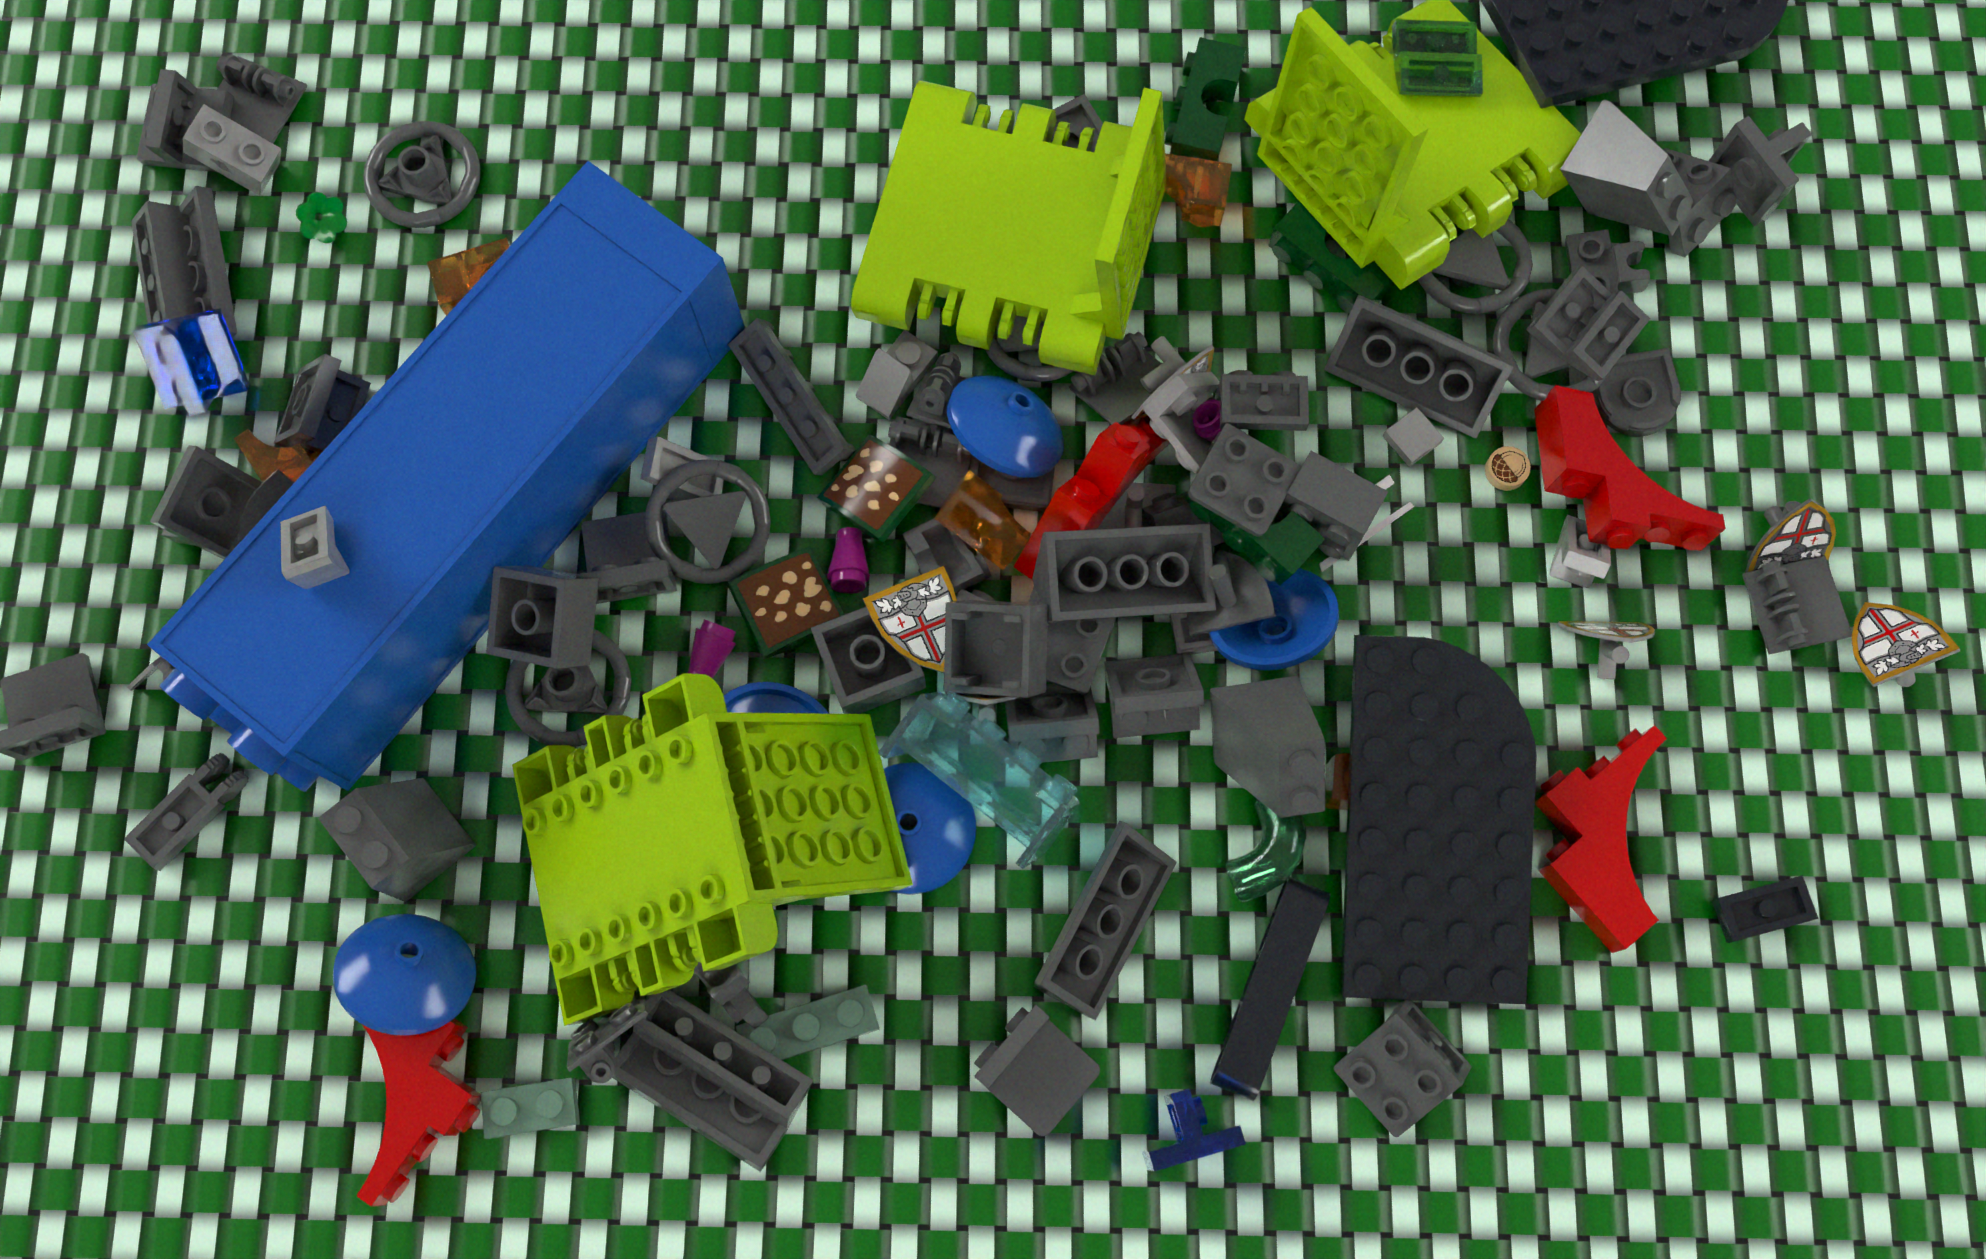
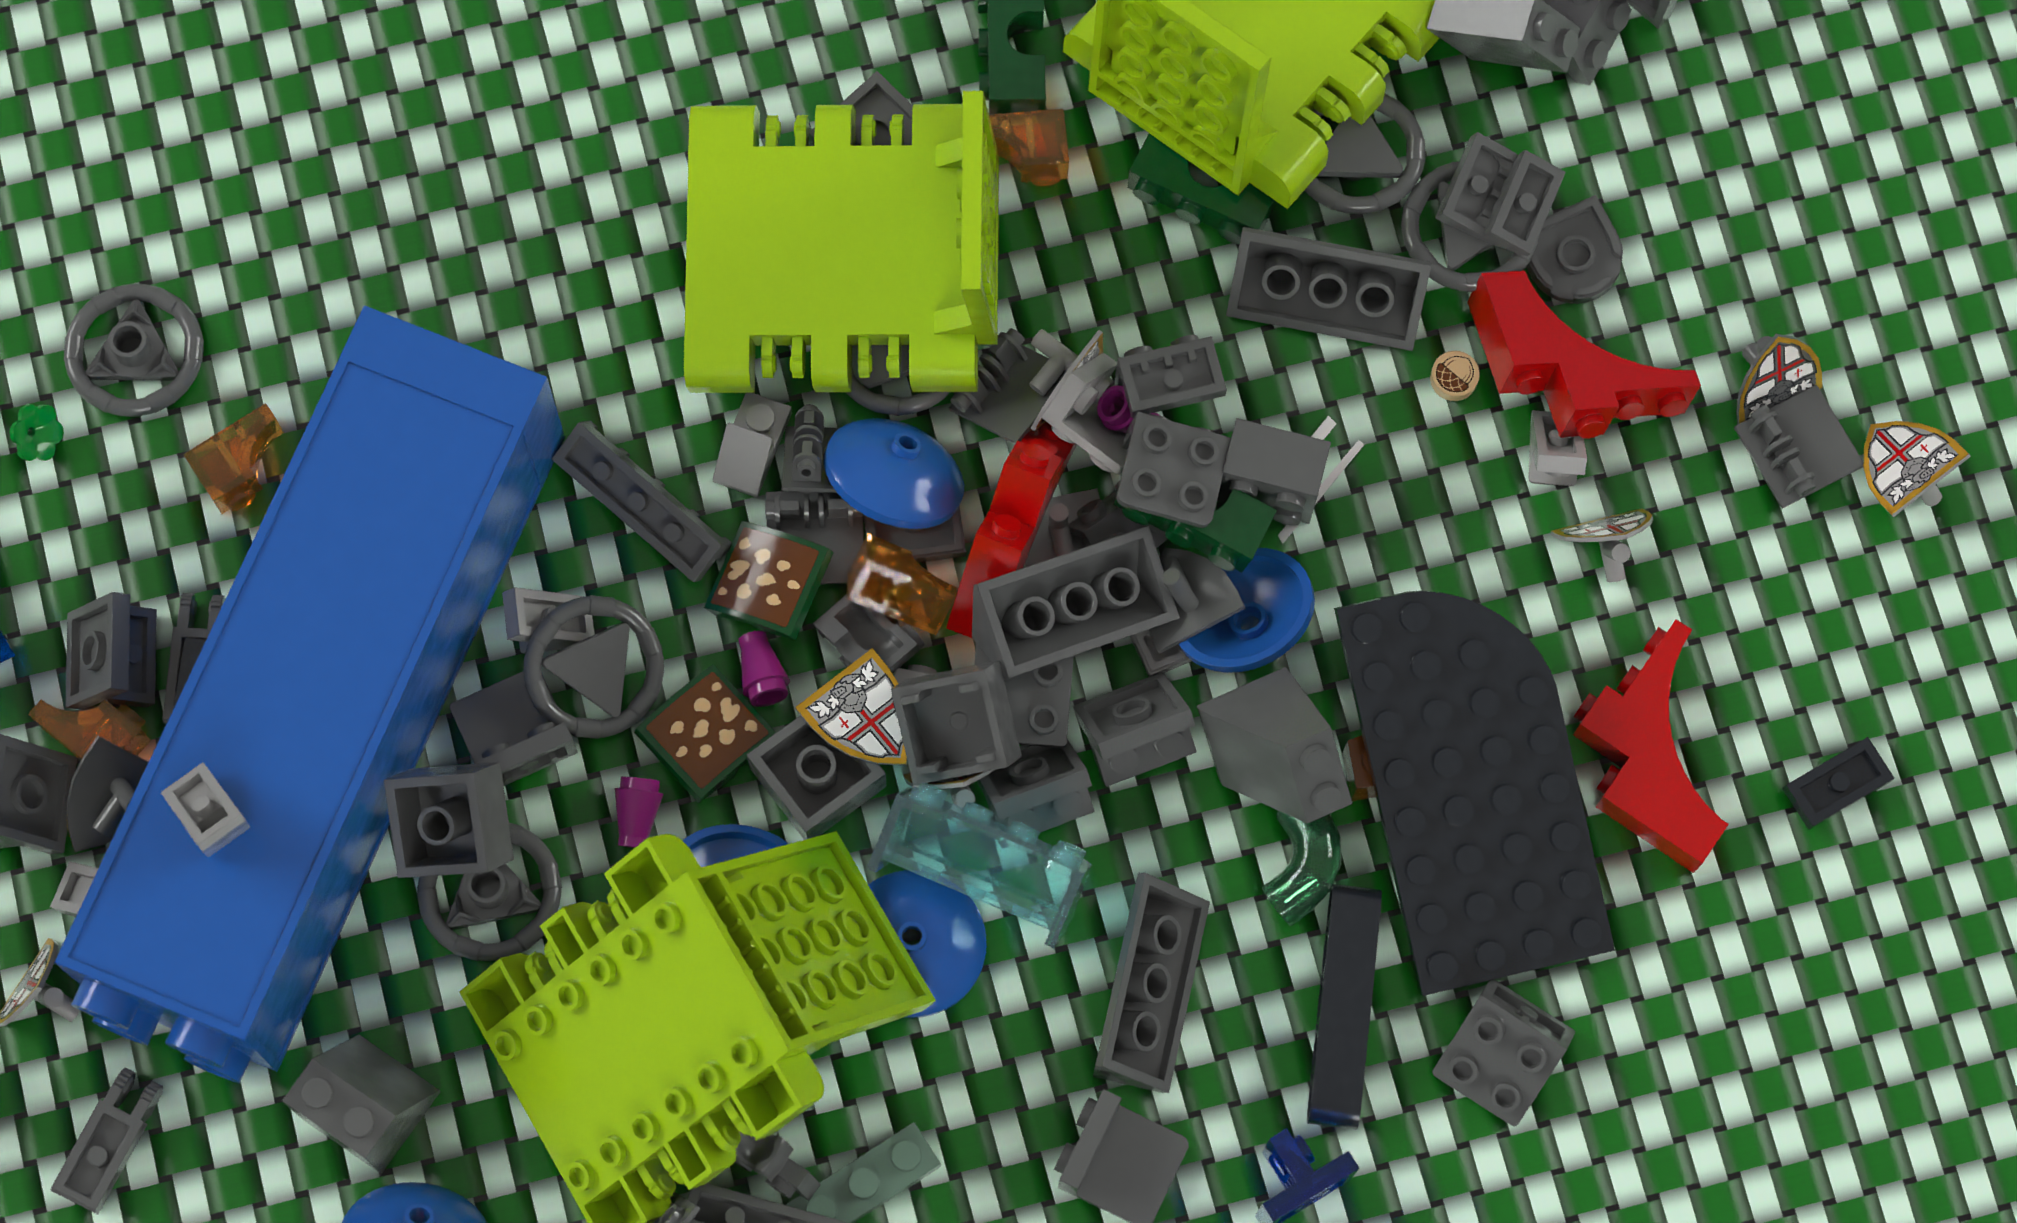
camera: 20 degrees left, 0 degrees up
(1413, 437) = (1343, 367): light grey tile -> none
(1608, 264) = (1502, 118): dark grey plate -> none

